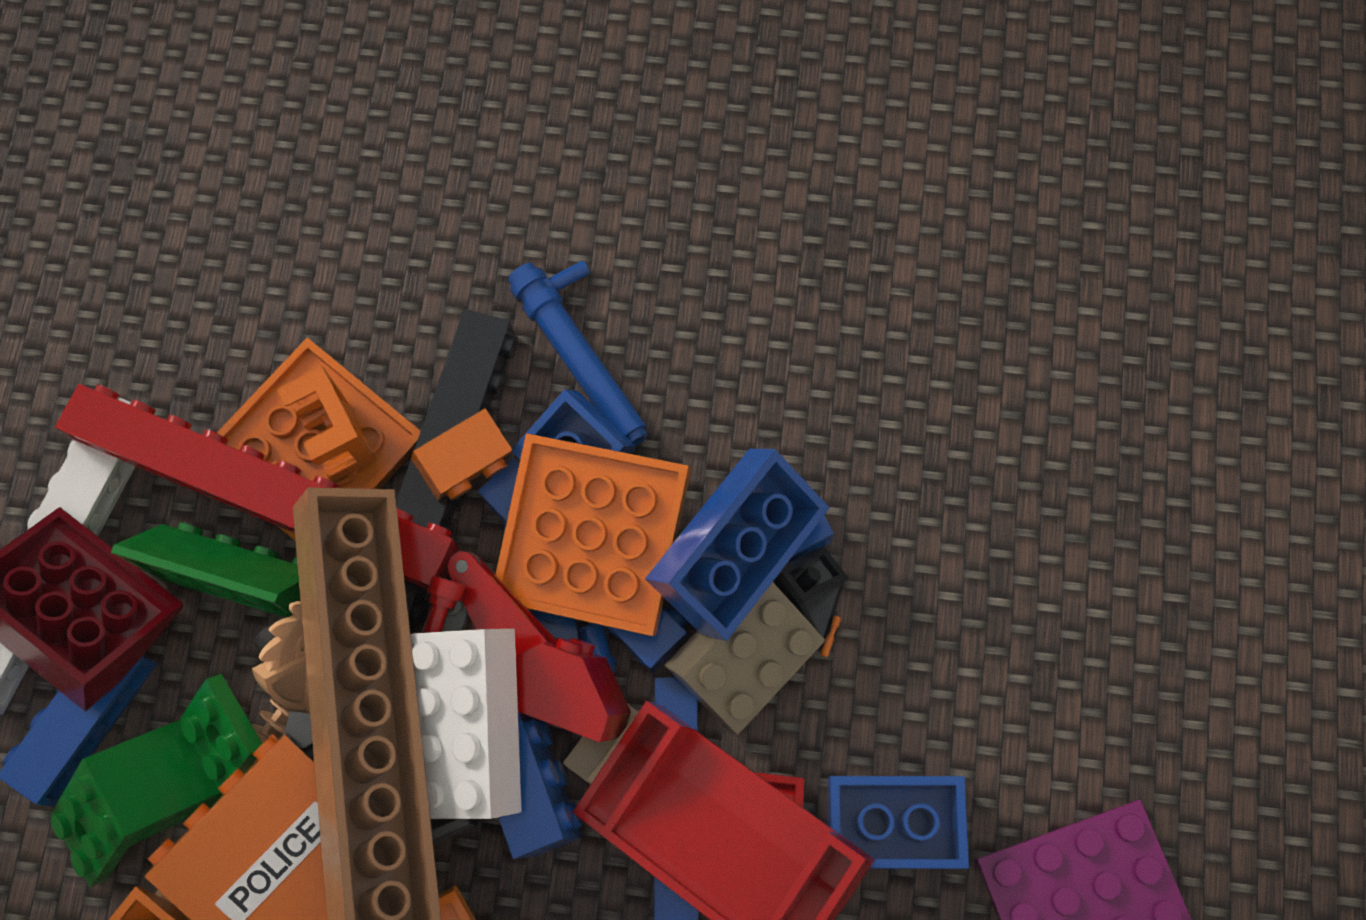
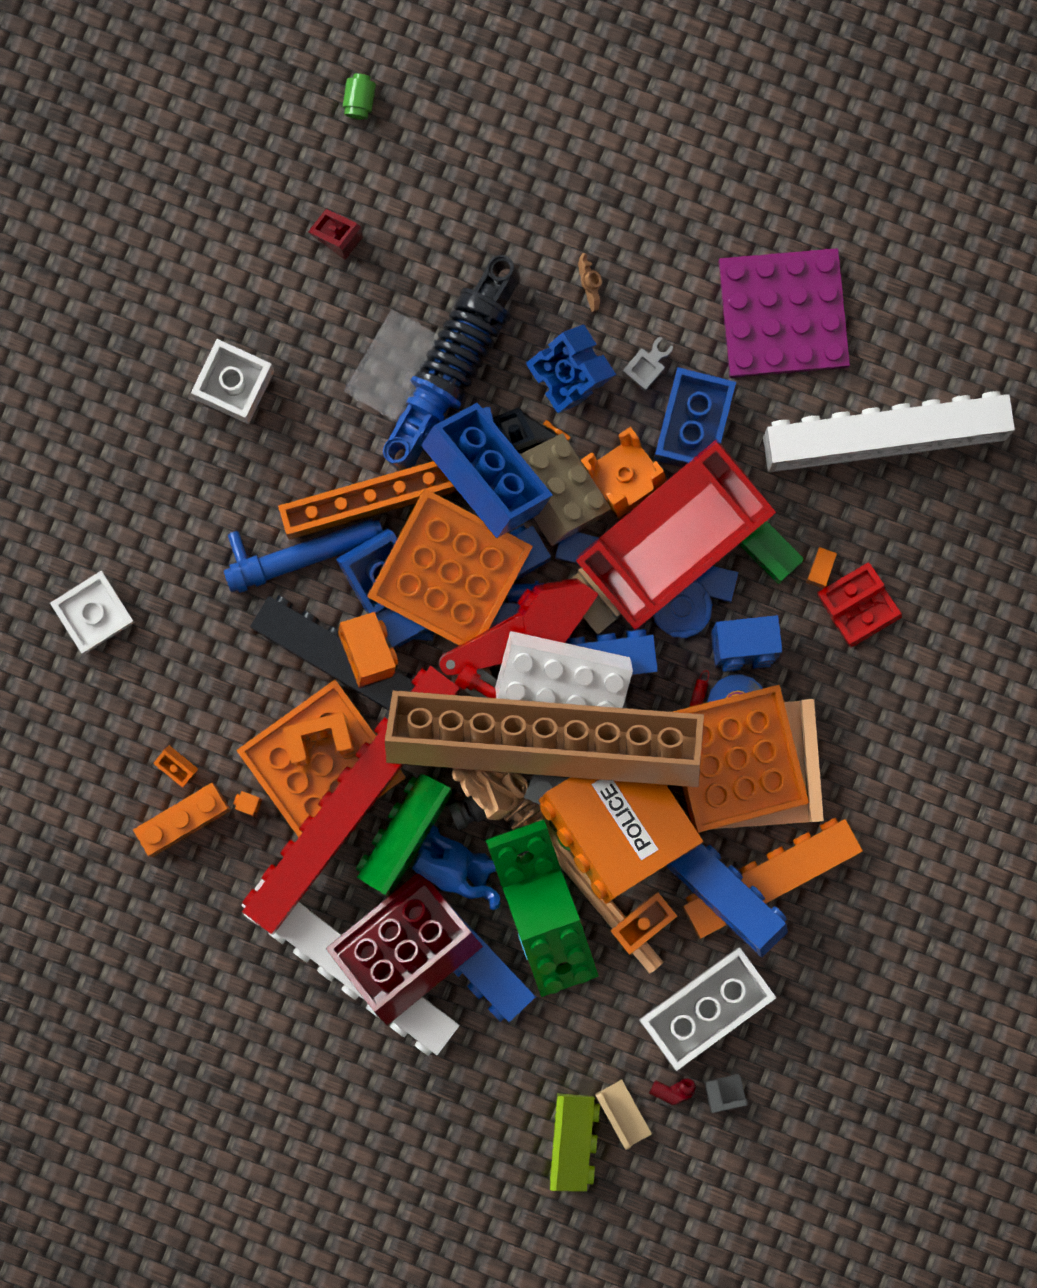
camera: 80 degrees left, 10 degrees up
(187, 642) = (450, 863): none -> blue animal
(206, 296) = (181, 820): none -> orange brick
(240, 368) = (247, 803): none -> orange piece
(275, 273) = (175, 766): none -> orange piece
(446, 131) = (92, 612): none -> white plate
(621, 884) = (686, 612): none -> blue tile
(661, 398) = (363, 499): none -> orange brick
(774, 209) = (232, 381): none -> white brick
(792, 742) = (625, 474): none -> orange panel
(853, 463) = (453, 360): none -> black piece
(856, 403) = (390, 363): none -> clear piece
(918, 628) = (570, 368): none -> blue brick
(953, 734) = (646, 367): none -> light grey plate
(1005, 290) = (337, 233): none -> dark red slope
(1048, 628) = (590, 281): none -> medium nougat piece
(1193, 268) = (359, 96): none -> bright green brick

